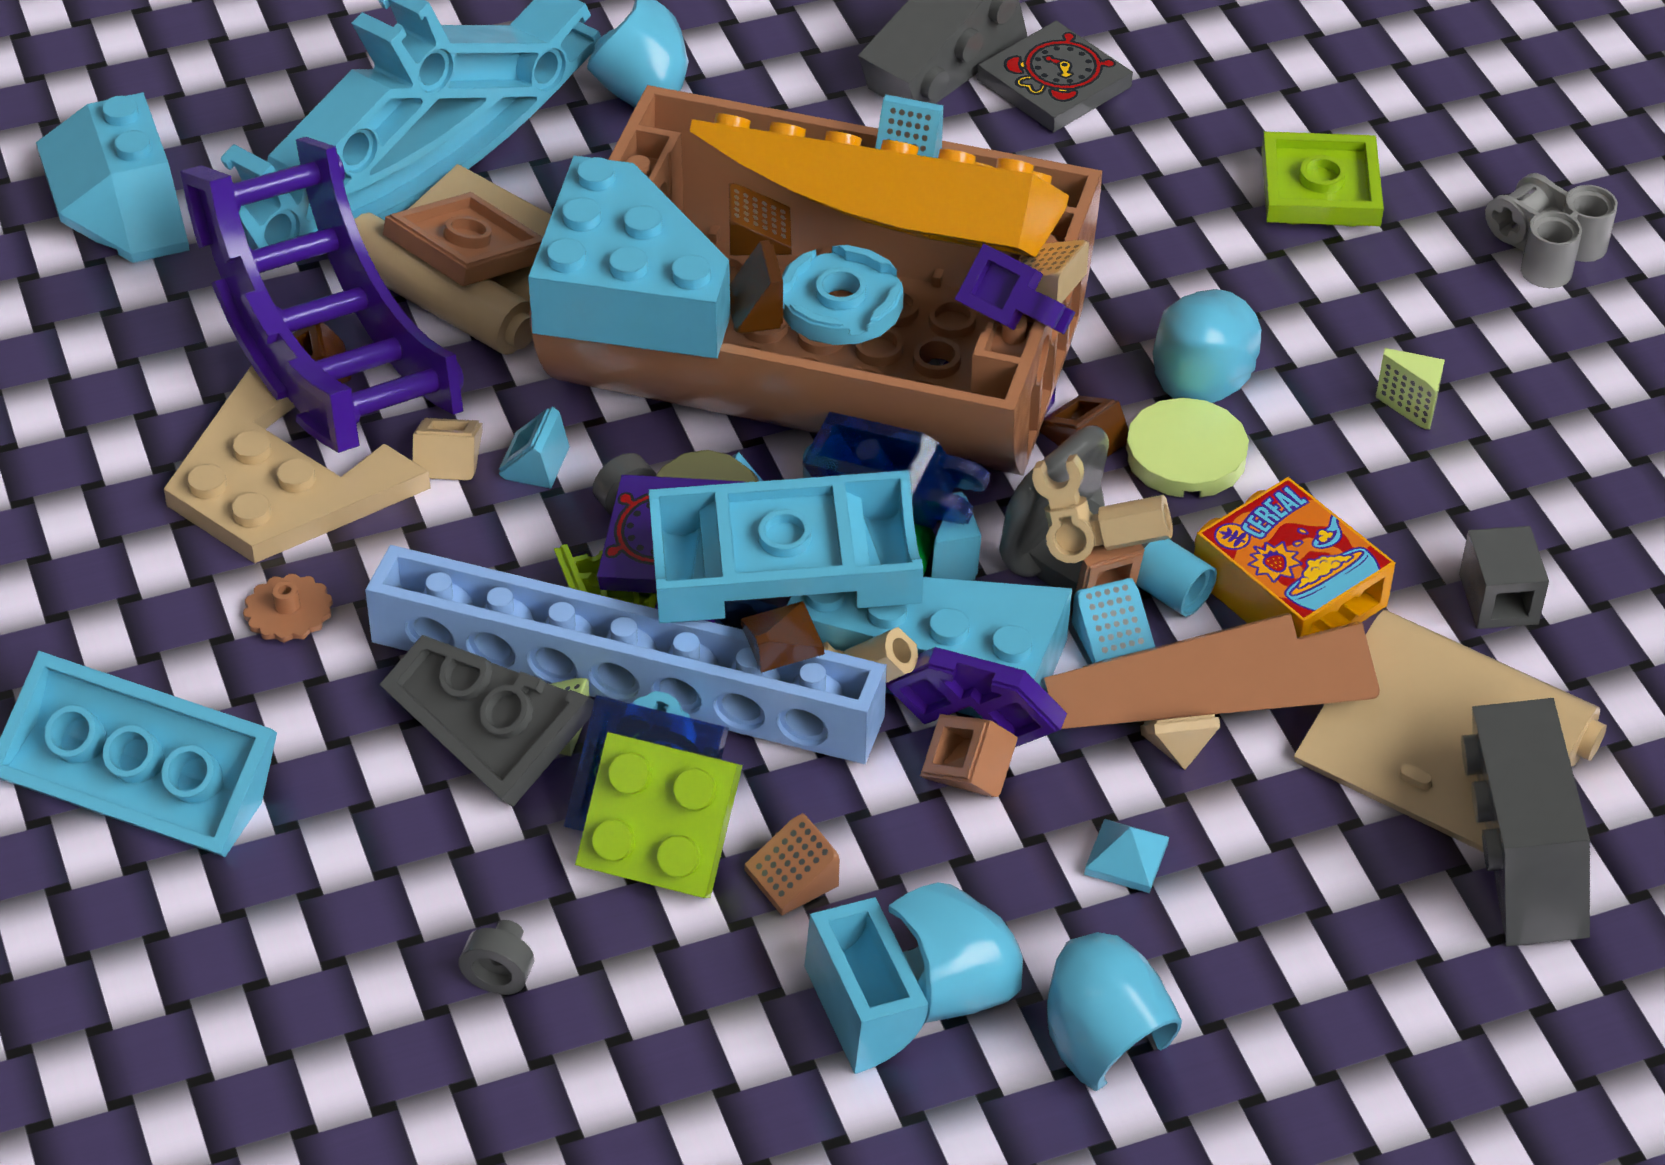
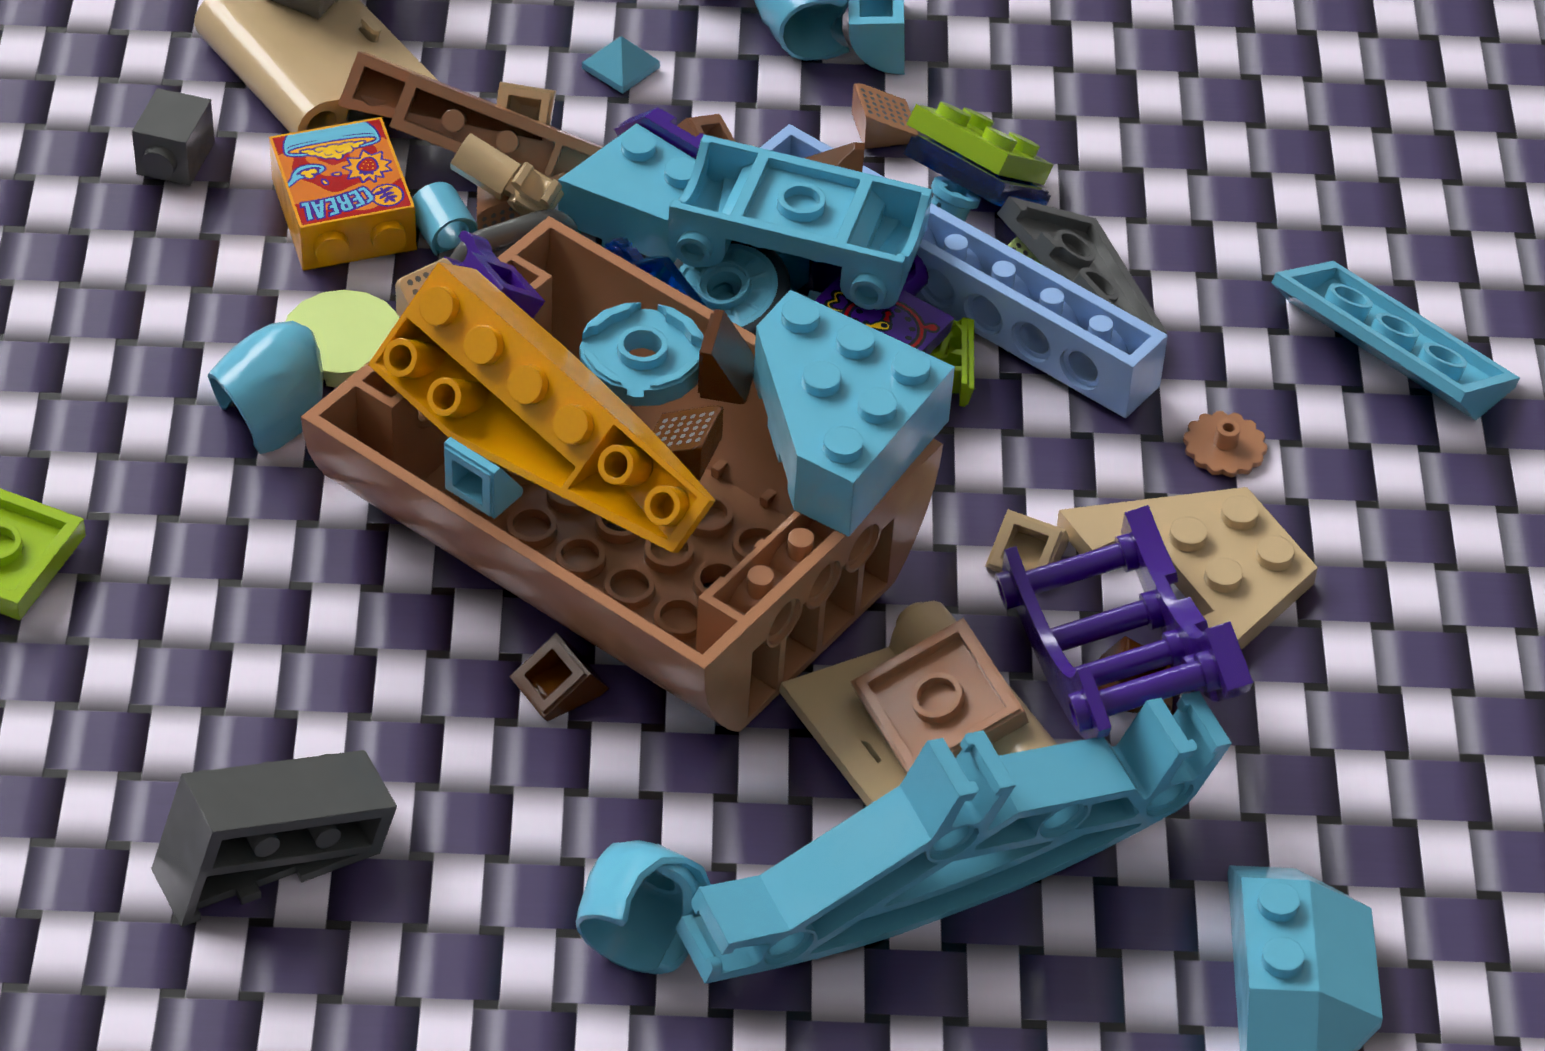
camera: 160 degrees left, 0 degrees up
(497, 958) = (1141, 108): dark grey tile -> none
(537, 451) = (952, 509): medium azure slope -> none
(1054, 76) = (143, 768): dark grey tile -> none
(1410, 385) = (100, 309): yellowish green slope -> none

